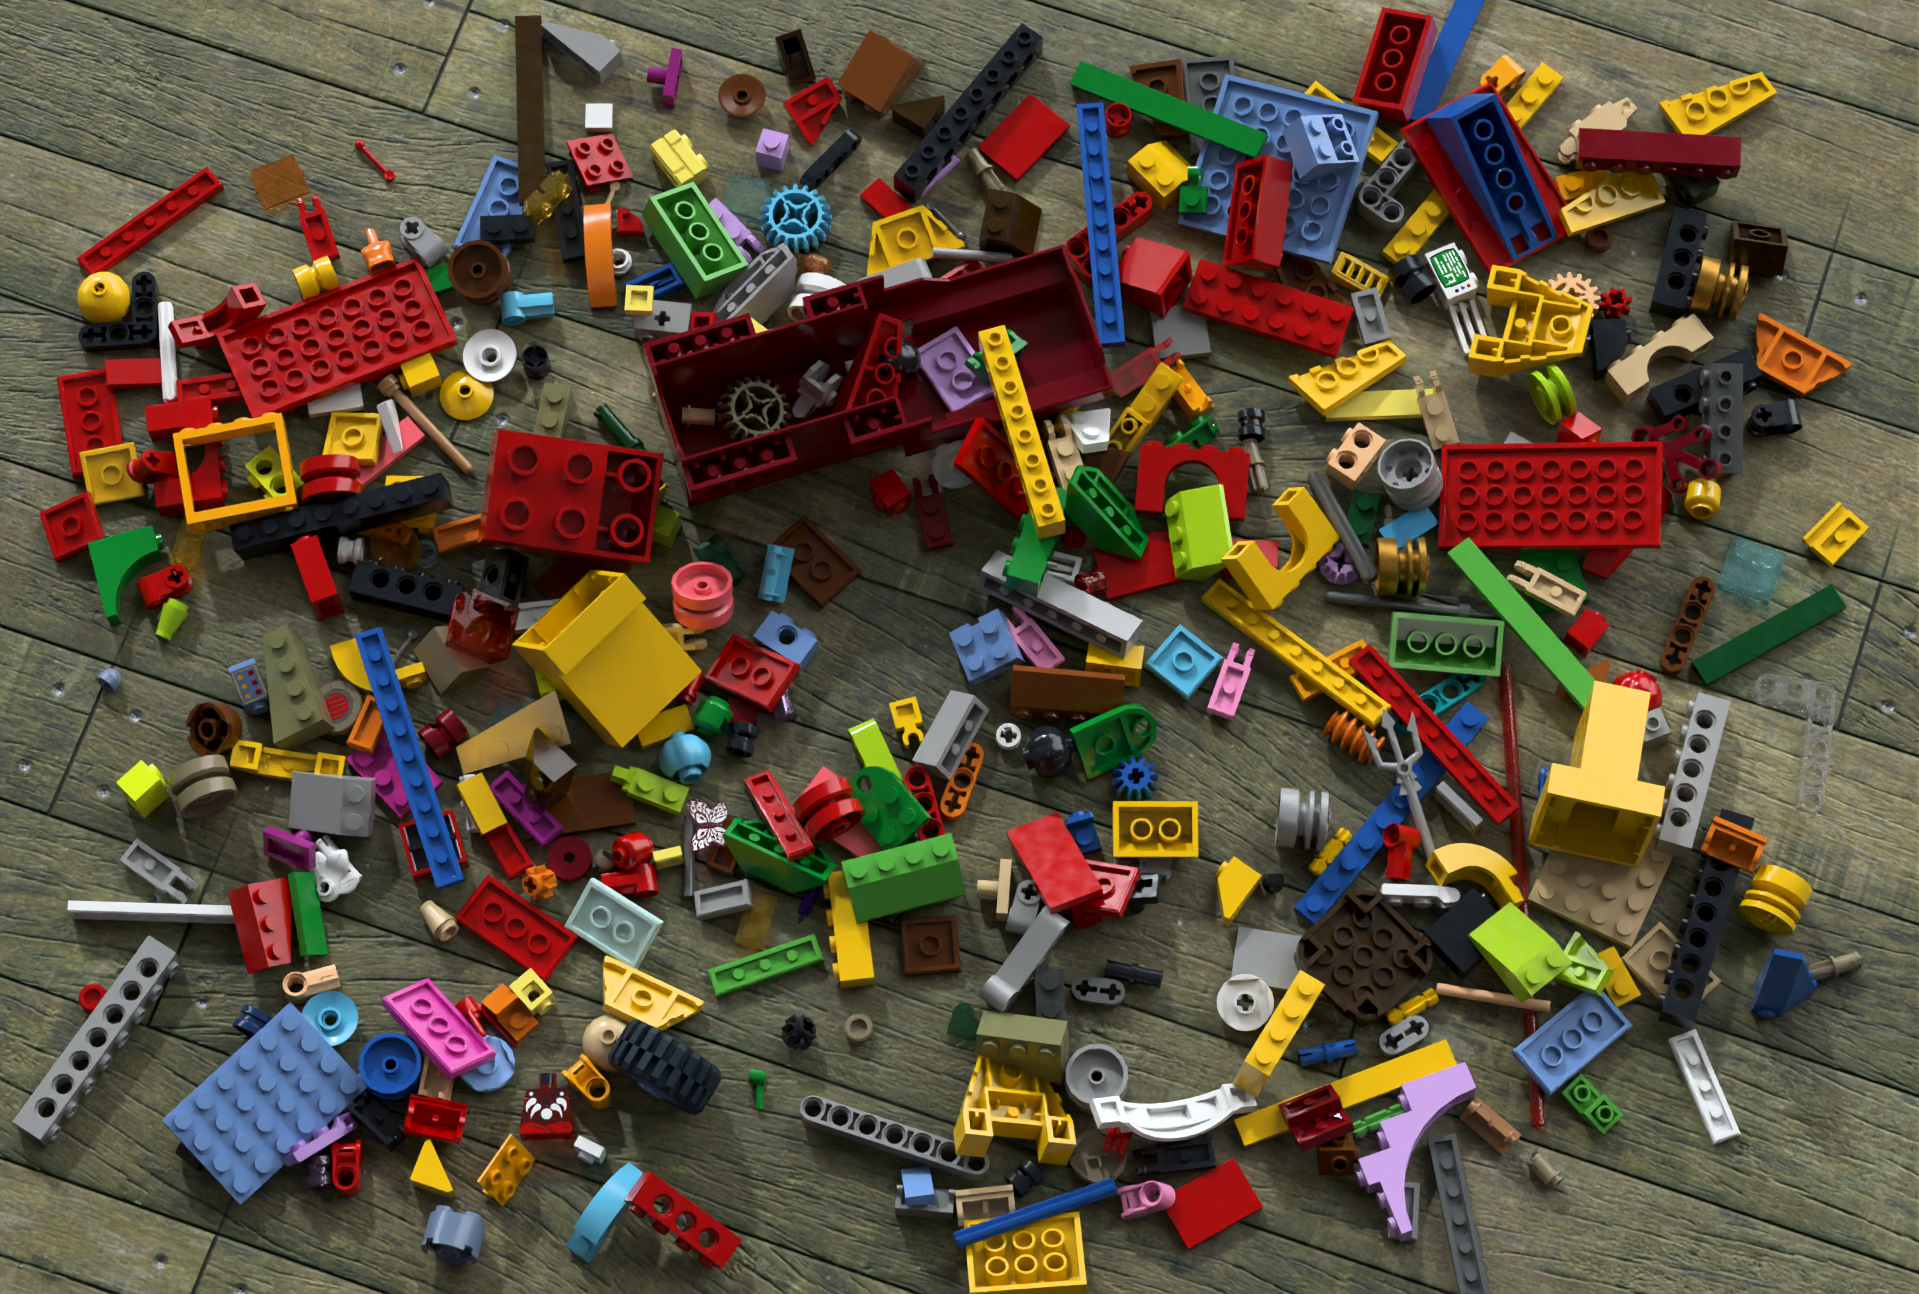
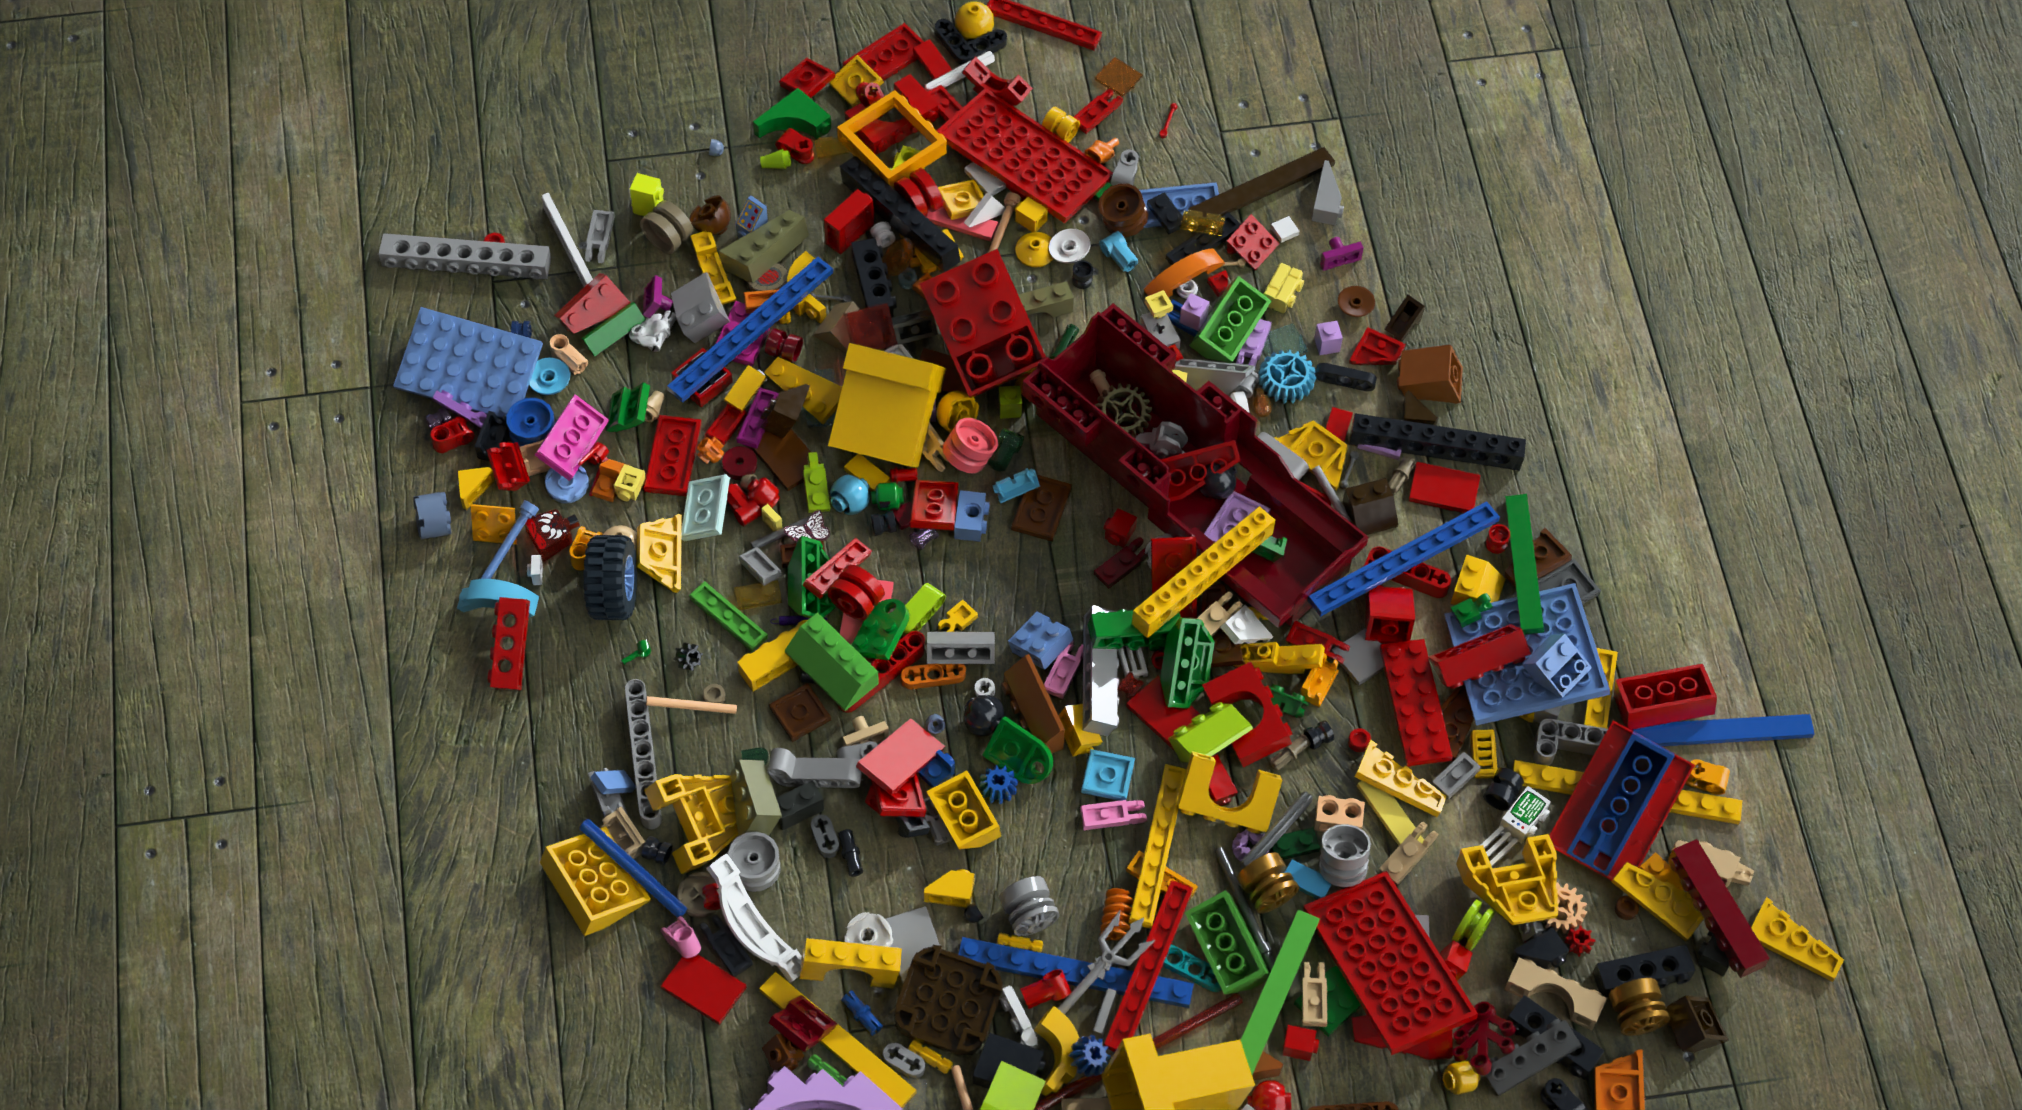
camera: 60 degrees right, 10 degrees down
(428, 947) = (628, 408): none -> green slope
(517, 1124) = (526, 512): none -> medium blue piece
(647, 580) = (955, 407): none -> yellow cylinder
(662, 269) = (1194, 312): none -> lavender brick
(864, 1057) = (691, 705): none -> light nougat bar
(1024, 809) = (938, 728): none -> sand blue hinge
(1275, 389) = (1359, 739): none -> red tile
(1505, 843) = (1089, 1055): none -> blue gear

